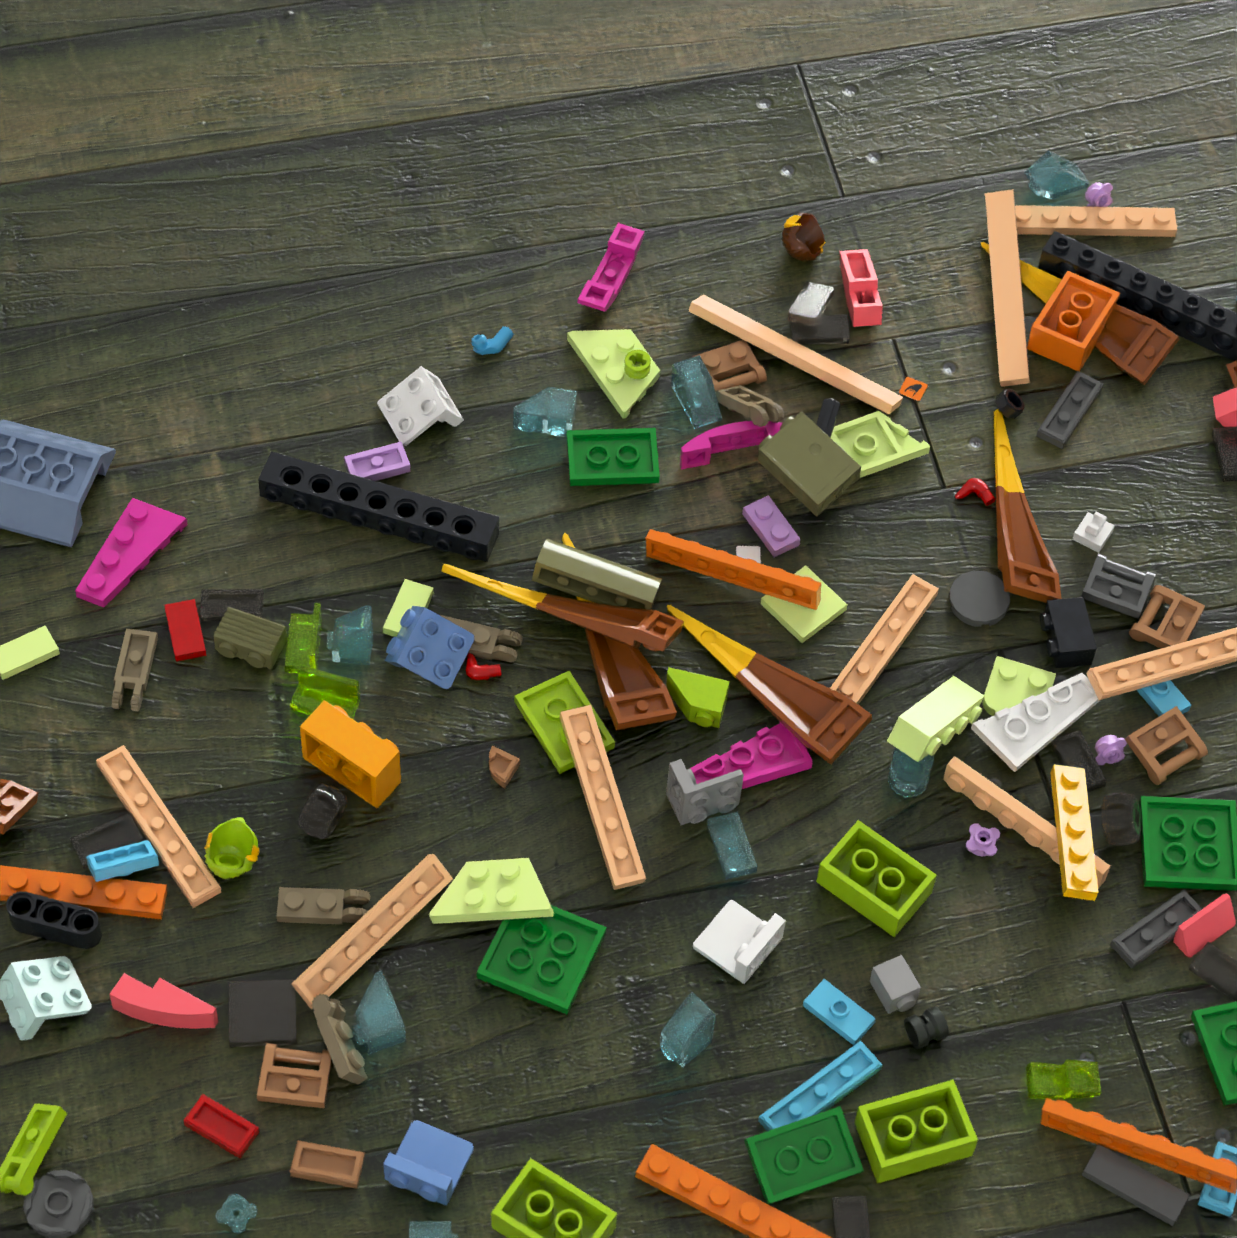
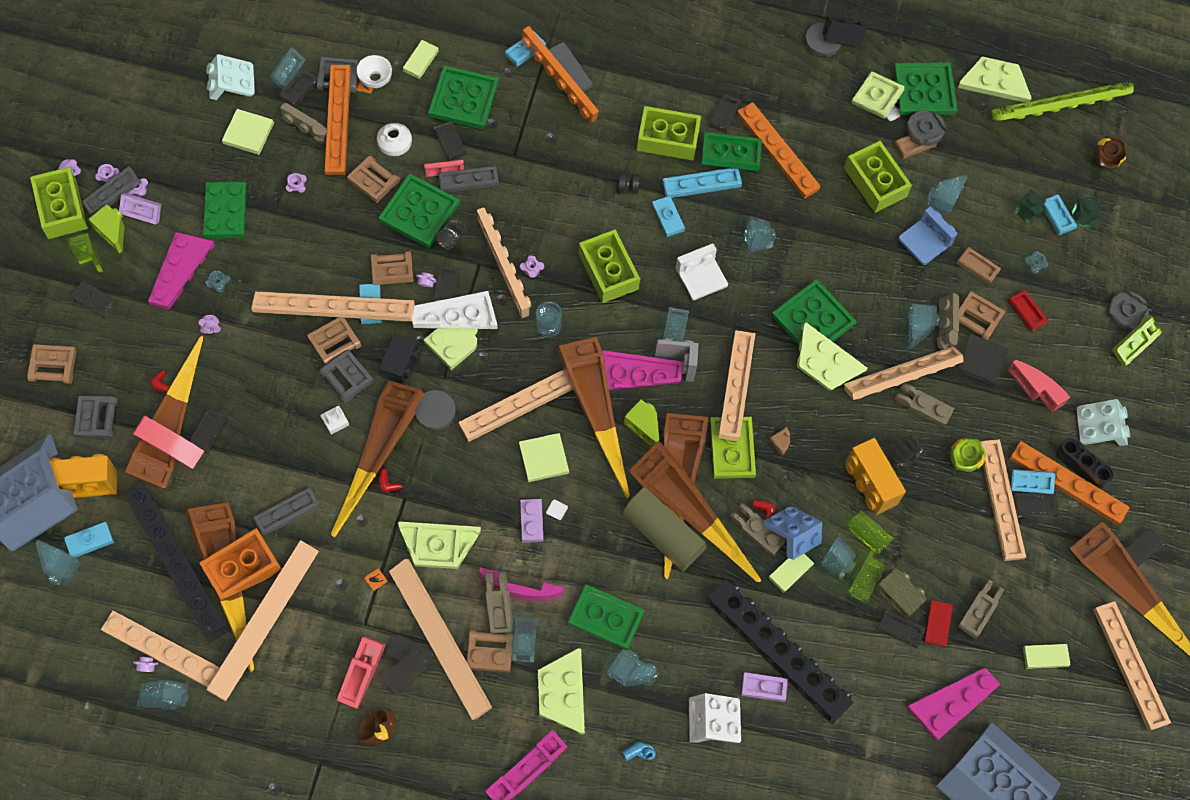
camera: 155 degrees left, 10 degrees up
(637, 372) = (561, 674): lime bush -> none
(733, 569) = (572, 486): orange plate -> none
(809, 460) = (488, 537): olive piece -> none
(895, 985) = (631, 211): light grey brick -> none
(936, 719) = (521, 328): yellowish green brick -> none
(1009, 403) = (324, 530): black tile -> none
(1063, 1081) = (571, 130): clear neon green slope -> none
(1074, 833) = (485, 234): yellow plate -> none

